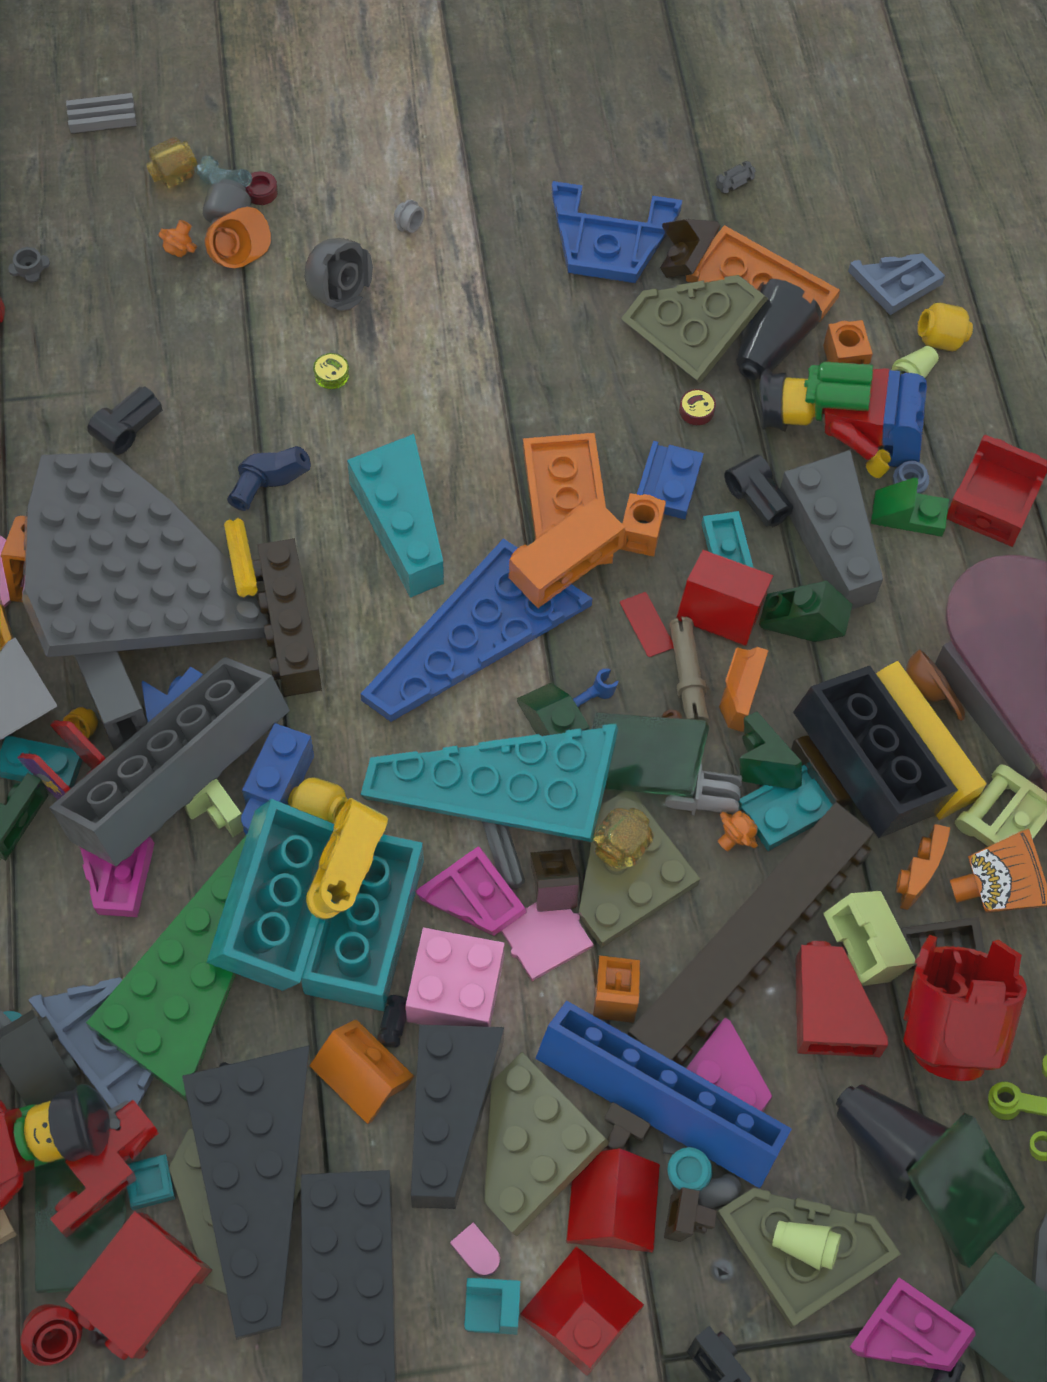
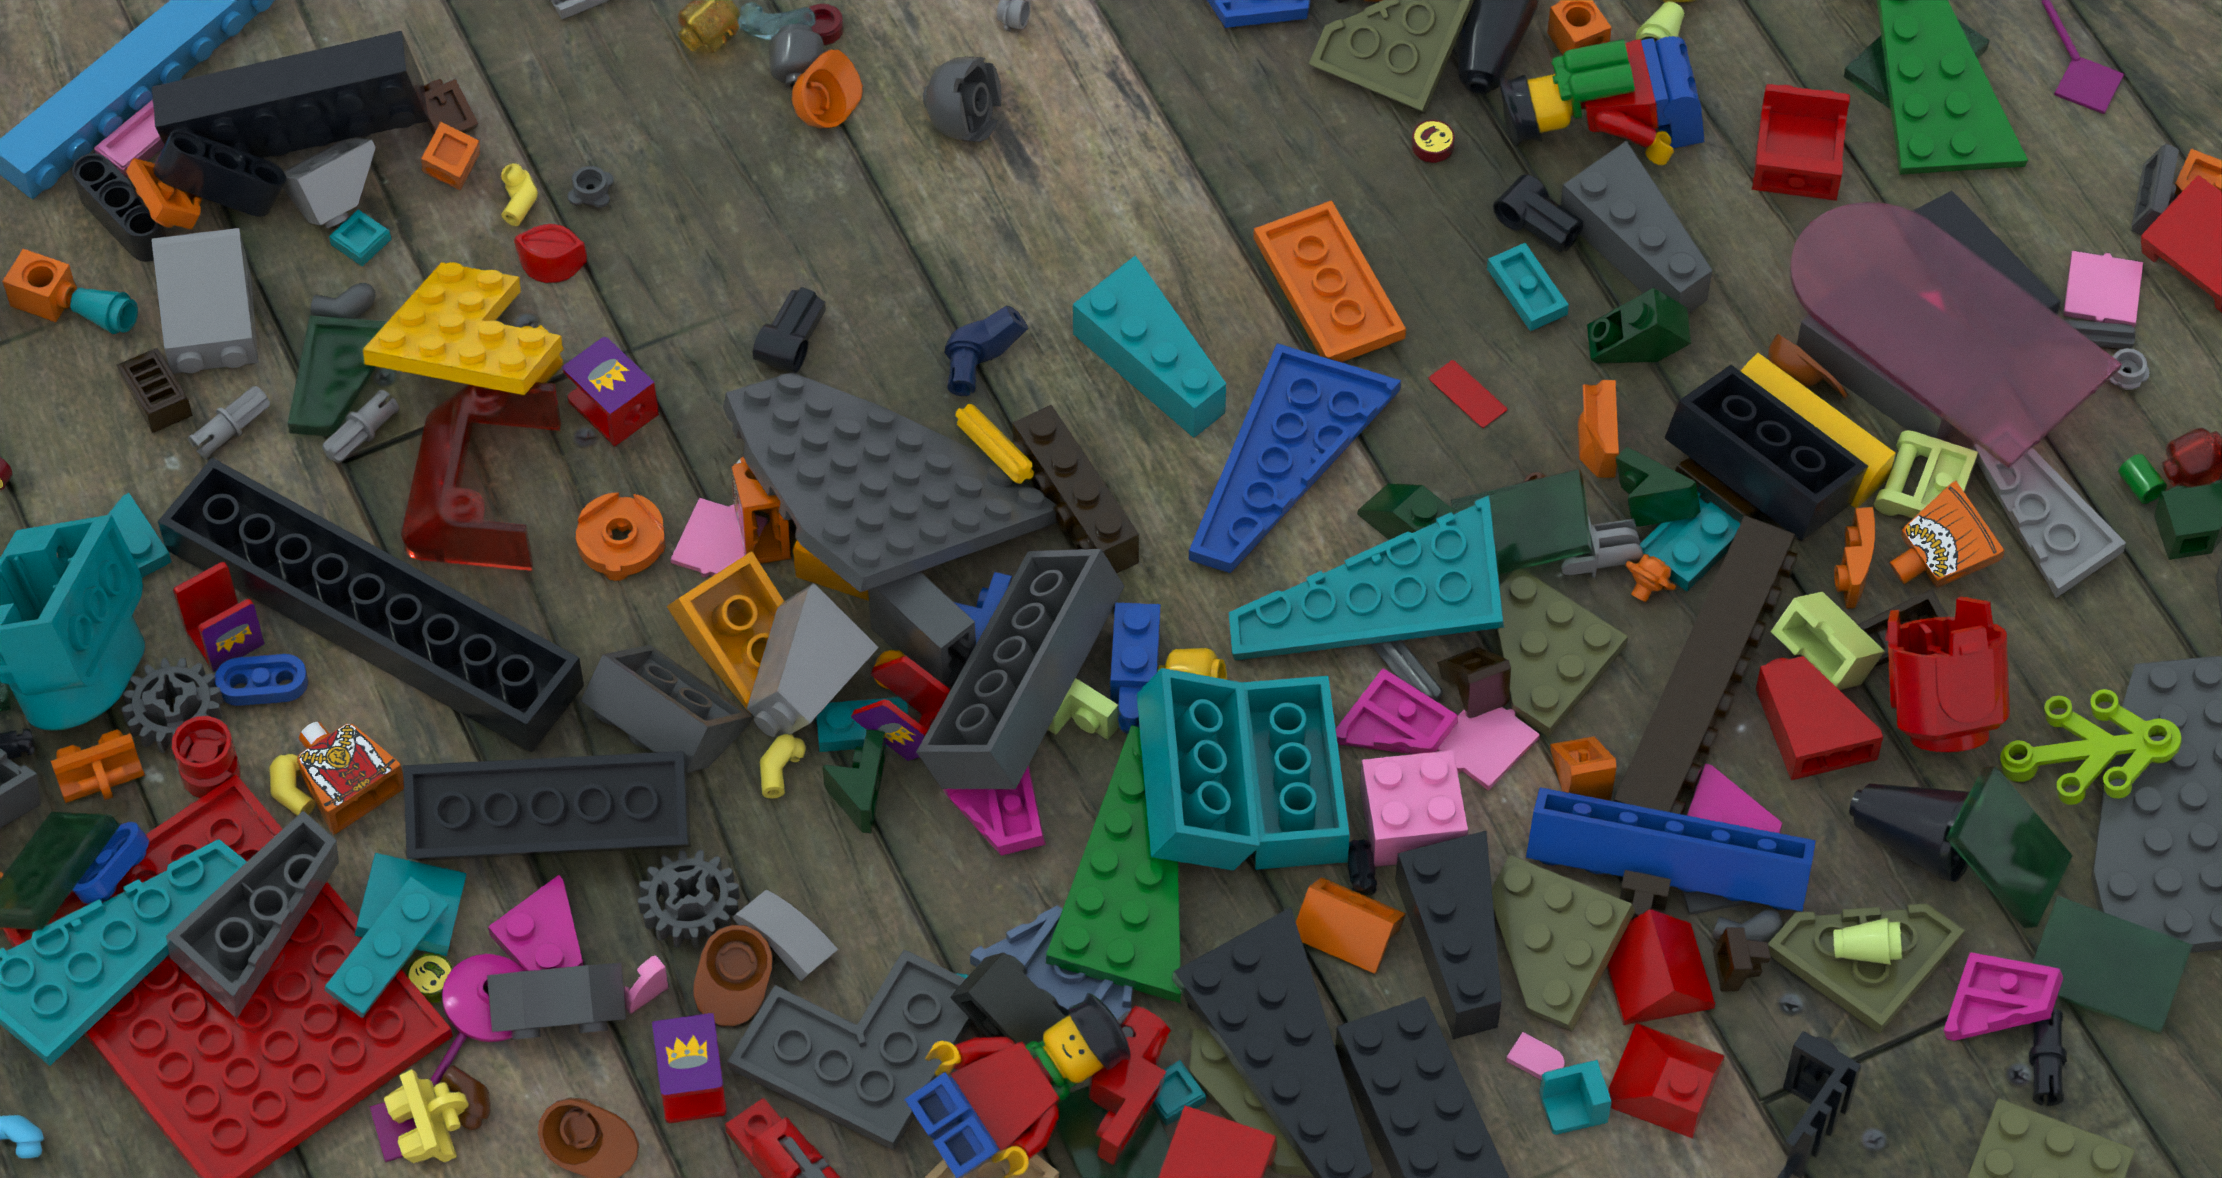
camera: 15 degrees left, 5 degrees down
(176, 240) = (756, 111): orange plant -> none
(331, 370) = (999, 213): tile -> none
(345, 859) = (1260, 709): yellow piece -> none
(566, 552) = (1356, 336): orange brick -> none
(598, 689) = (1444, 474): blue hand -> none
(623, 837) = (1536, 612): clear yellow head -> none
(643, 537) = (1426, 300): orange brick -> none
(671, 477) = (1432, 230): blue plate -> none
(689, 1169) = (1723, 910): teal tile -> none
(690, 686) = (1543, 443): dark tan pin -> none
(724, 597) = (1545, 340): red slope -> none
(905, 509) = (1707, 191): green slope -> none
(910, 470) = (1704, 147): sand blue plate -> none

